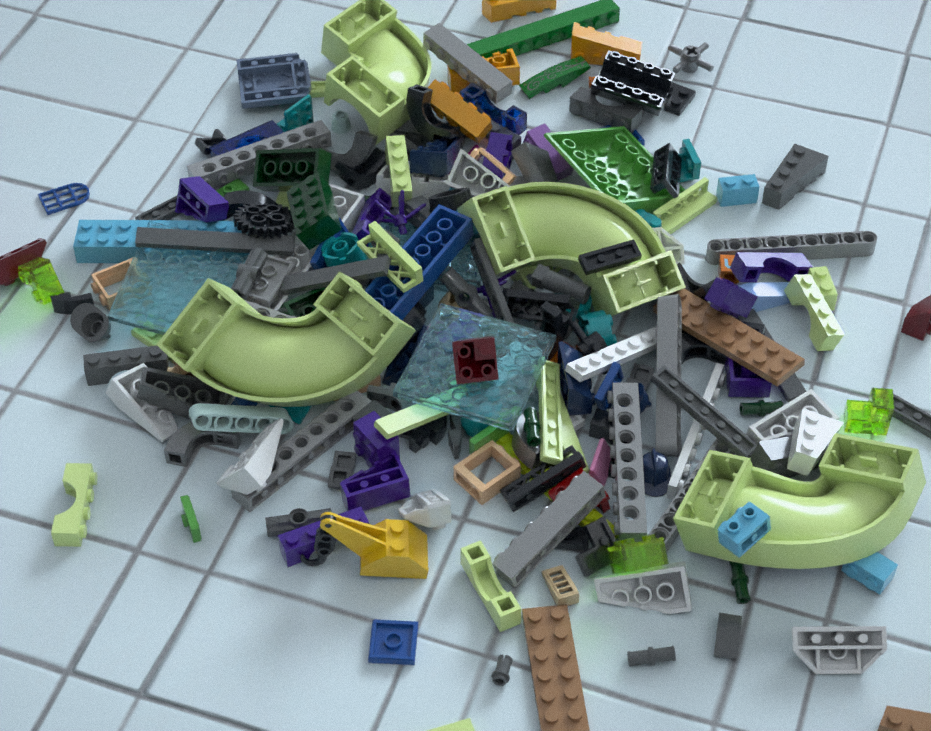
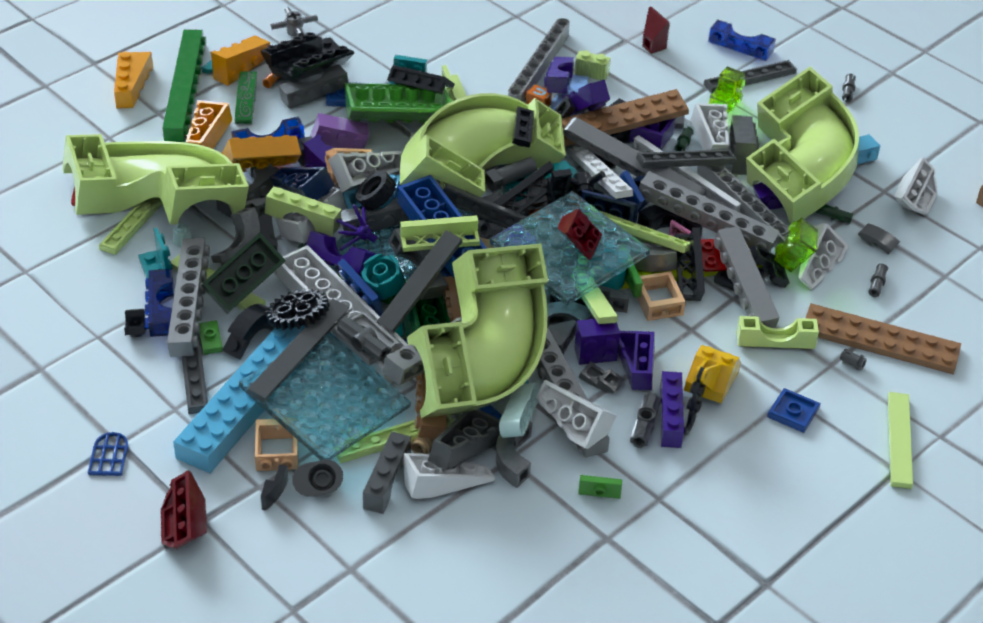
camera: 65 degrees left, 5 degrees down
(42, 278) = (229, 492): clear neon green brick -> none
(70, 526) = (512, 549): yellowish green arch -> none
(200, 200) = (228, 346): dark purple wedge -> none
(273, 80) = (89, 255): sand blue wedge -> none
(313, 211) = (321, 269): dark green brick -> none
(422, 117) = (255, 173): black arch -> none
(427, 509) = (685, 333): white wedge -> none
(467, 62) = (202, 124): light grey brick -> none
(532, 427) = (653, 243): dark green pin -> none
(534, 163) = (368, 140): dark grey slope -> none
(568, 598) = (791, 300): tan slope -> none
(737, 190) = (460, 60): medium azure brick -> none
(744, 529) = (833, 168): medium azure brick -> none
(793, 174) = (467, 30): dark grey wedge -> none
(810, 440) = (751, 119): white wedge -> none
(824, 329) = (636, 78): yellowish green arch -> none

